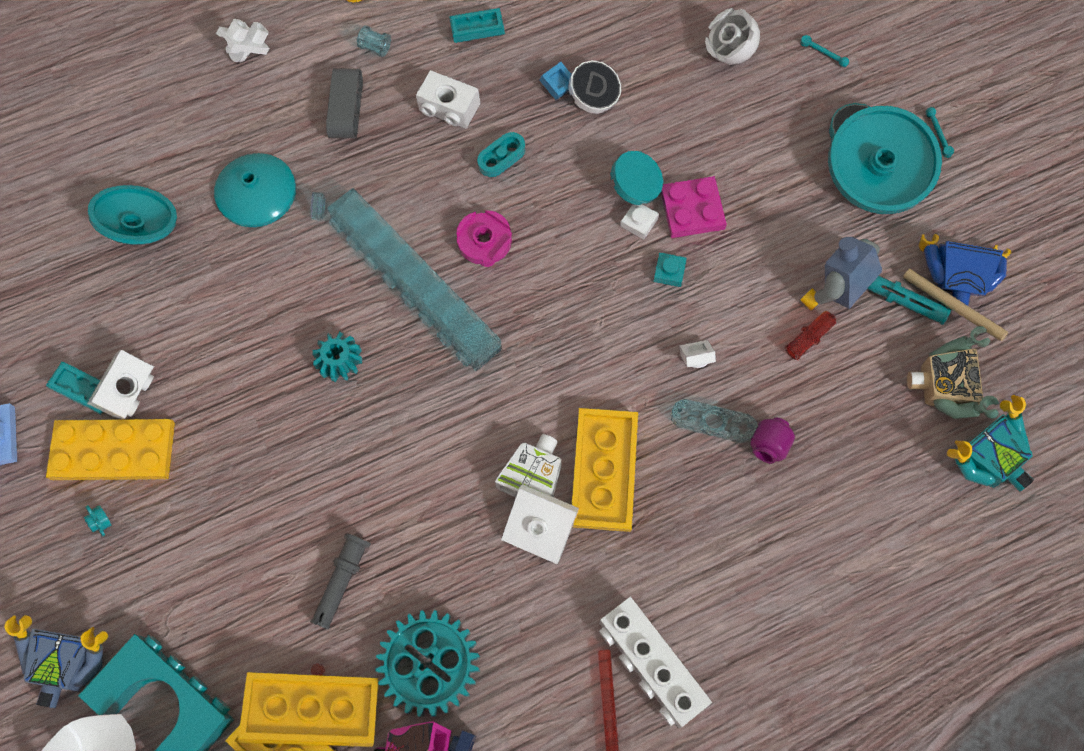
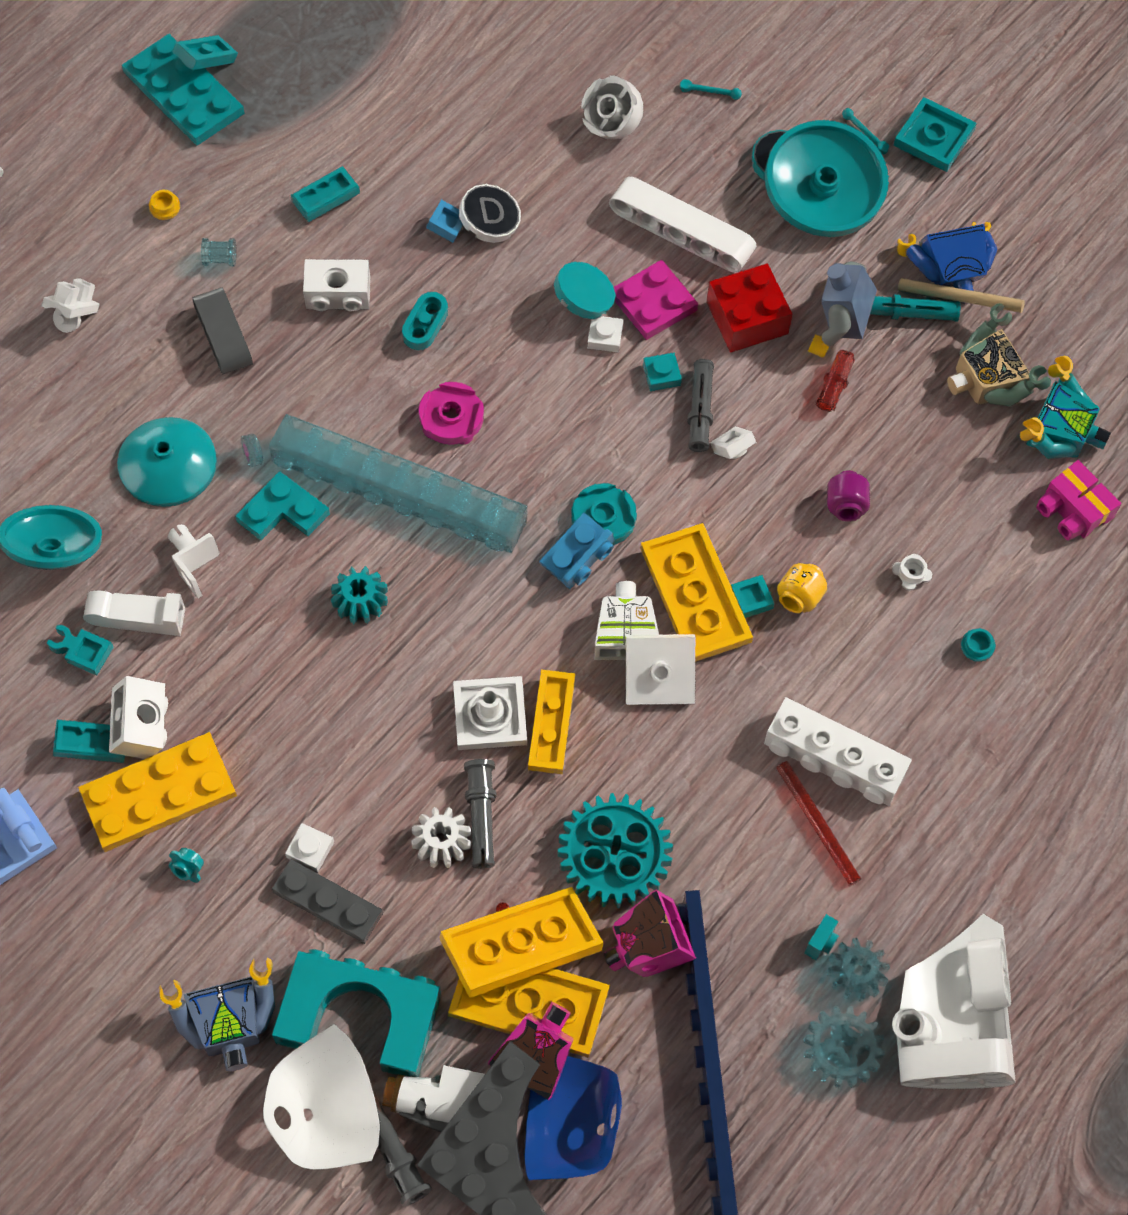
camera: 30 degrees left, 5 degrees down
(115, 312) = (84, 651): none -> teal plate
(168, 299) = (136, 612): none -> white leg
(187, 598) = (327, 901): none -> dark grey plate
(197, 547) = (309, 847): none -> white plate
(230, 272) = (191, 554): none -> white bracket
(294, 574) = (453, 831): none -> white gear
(320, 255) = (281, 500): none -> teal plate
(388, 499) = (490, 713): none -> white plate
(433, 528) = (551, 722): none -> yellow plate
(525, 393) = (577, 551): none -> dark azure bracket
(563, 370) = (608, 508): none -> teal tile
(649, 492) = (753, 596): none -> teal plate
(682, 319) = (700, 435): none -> dark grey pin
(693, 504) = (802, 588): none -> yellow head
(694, 408) = (755, 498): clear light blue beam -> none
(746, 154) = (682, 224): none -> white beam
(766, 244) = (749, 307): none -> red brick
(803, 522) = (916, 563): none -> white plate
(824, 620) = (978, 645): none -> teal plate
(974, 544) = (1078, 502): none -> dark pink hips
(998, 156) = (935, 134): none -> teal plate

